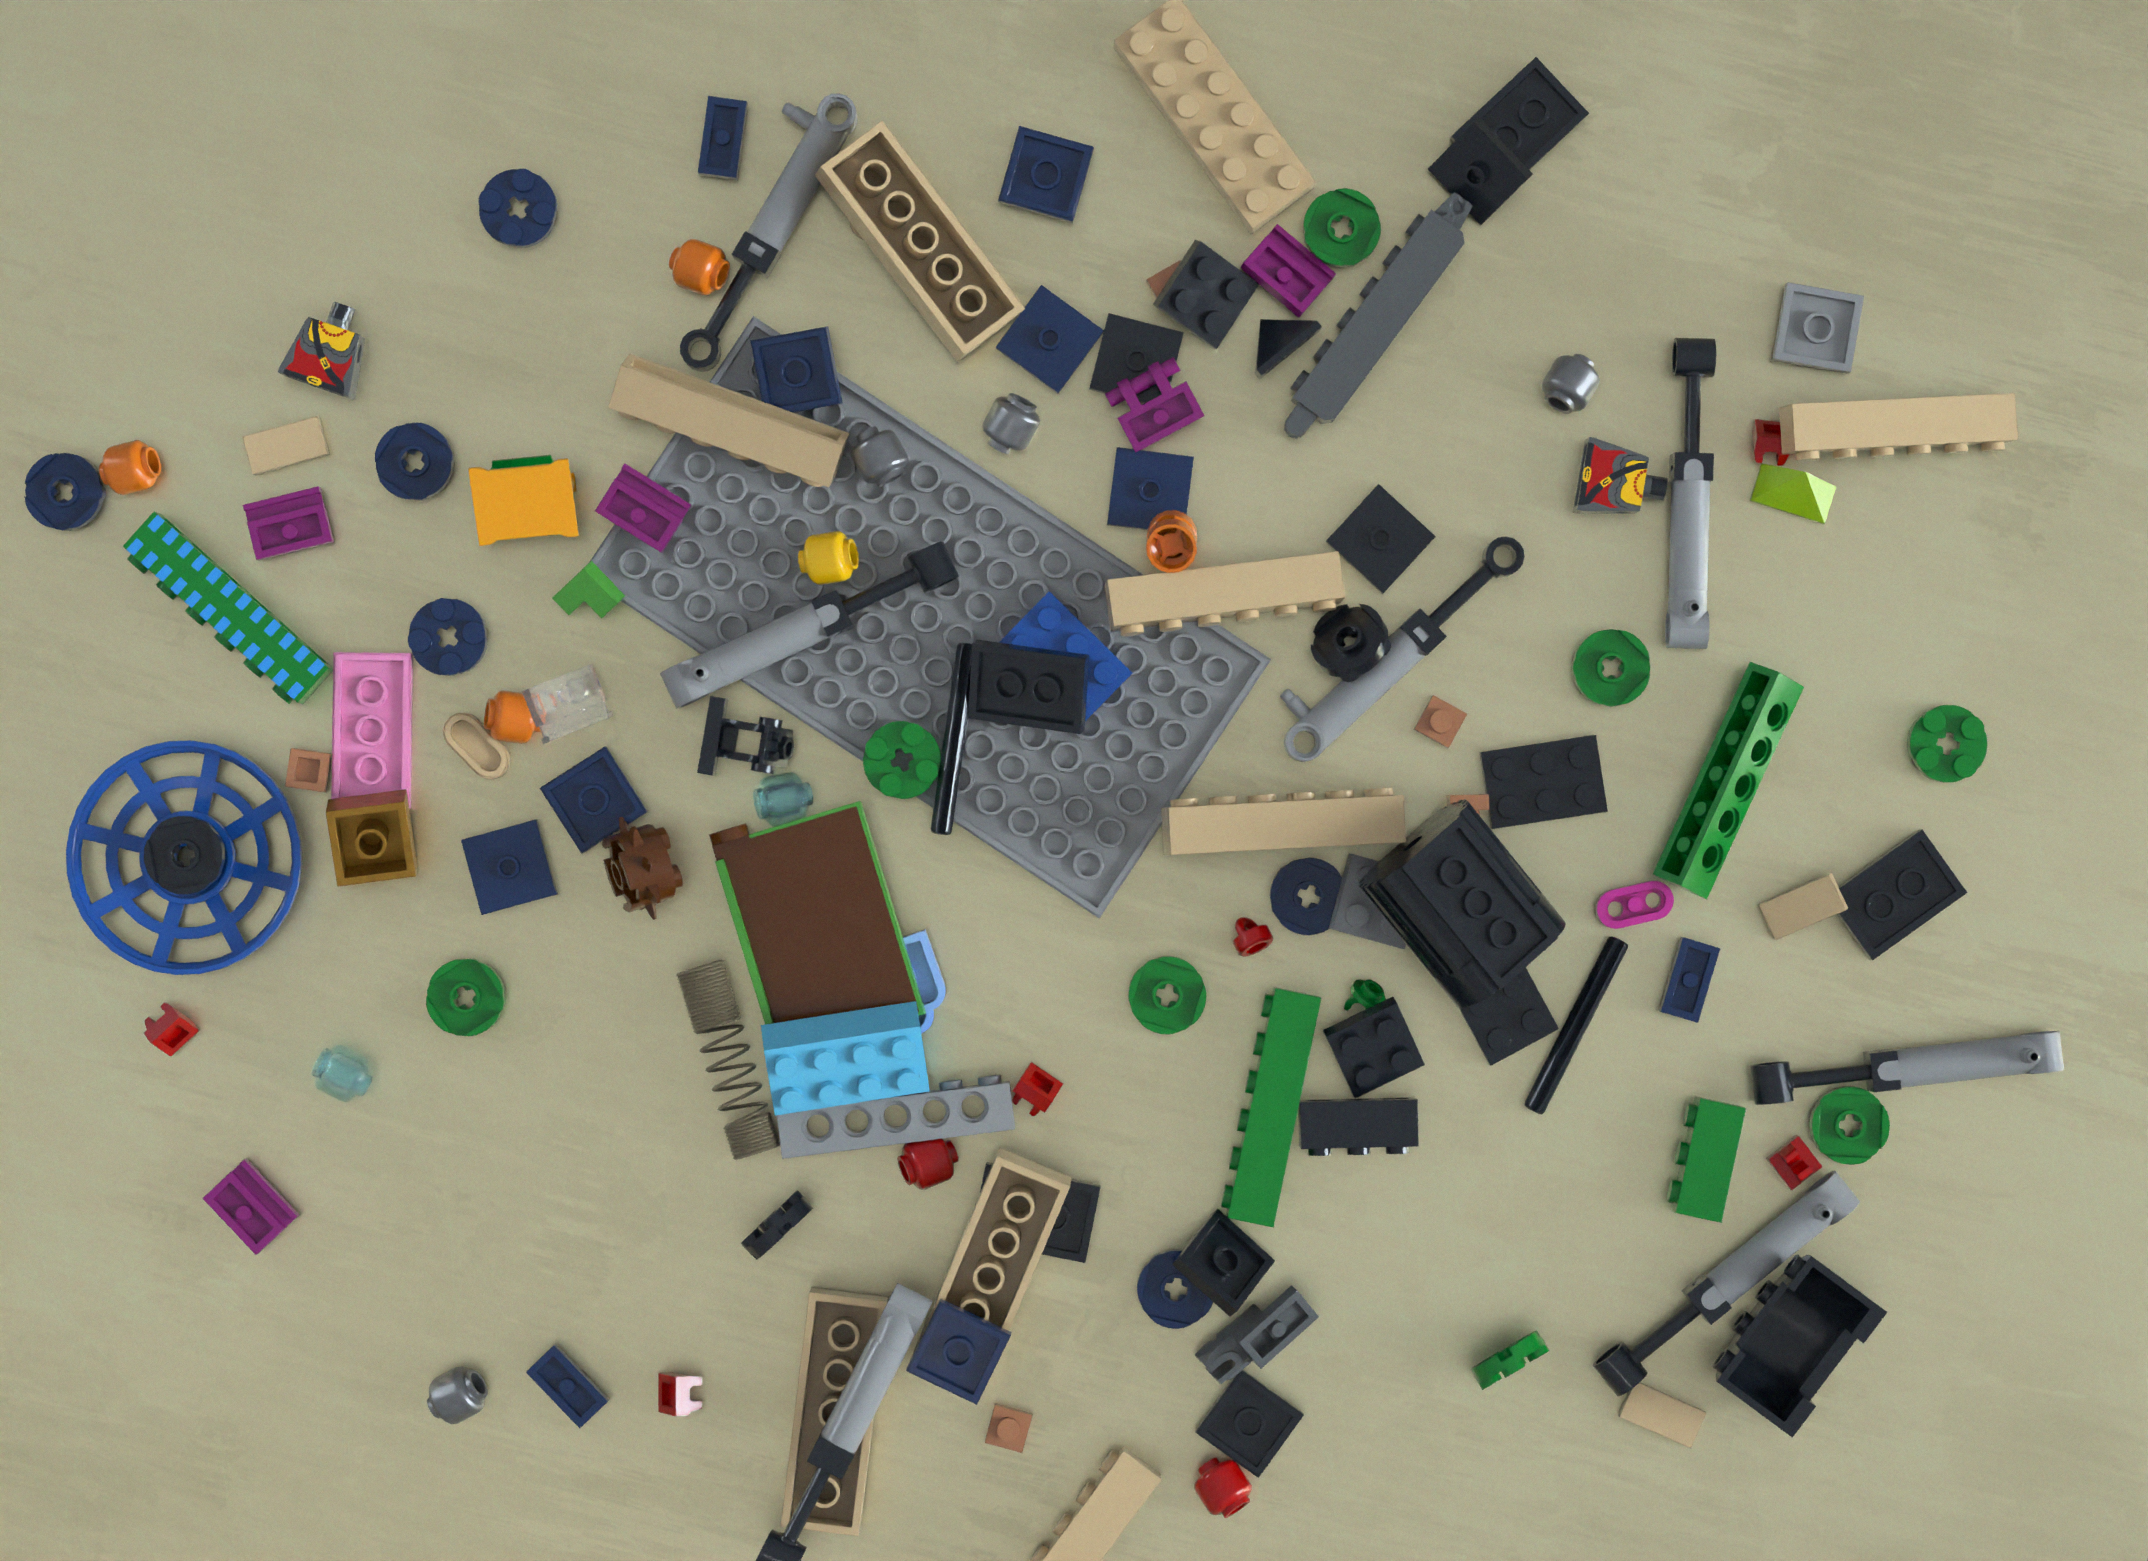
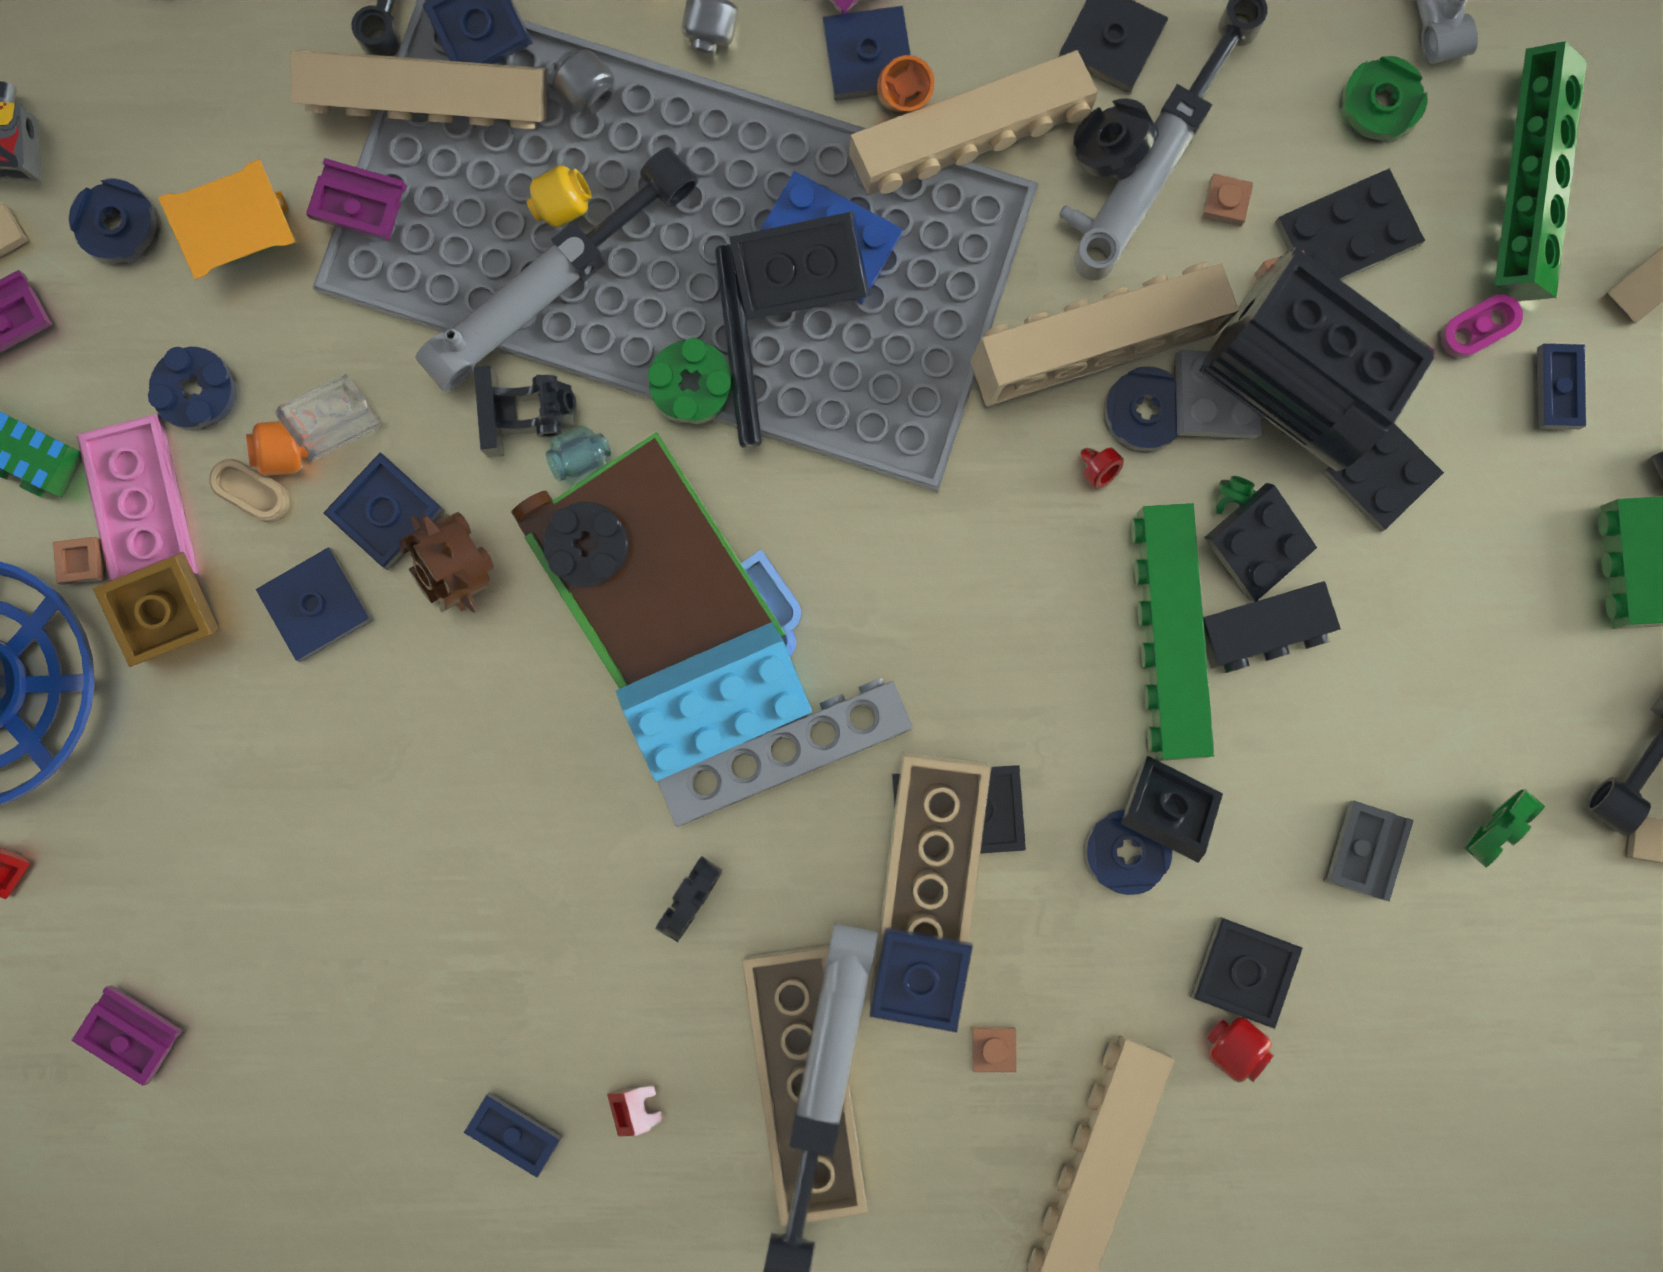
camera: 15 degrees left, 5 degrees down
(341, 1073) = (188, 866): clear light blue head -> none
(457, 1395) = (396, 1178): flat silver head -> none
(461, 1019) = (325, 750): green plate -> none
(593, 588) = (322, 295): bright green piece -> none
(712, 1005) = (561, 689): dark tan piece -> none
(749, 895) = (568, 527): none -> black plate
(927, 1162) = (830, 789): red head -> none
(1036, 1088) = (923, 681): red tile -> none
(1148, 1006) = (1048, 532): green plate -> none
(1257, 1336) = (1229, 877): dark grey plate -> none
(1389, 1346) = (1369, 850): none -> dark grey plate
(1576, 1025) = (1459, 465): black axle -> none

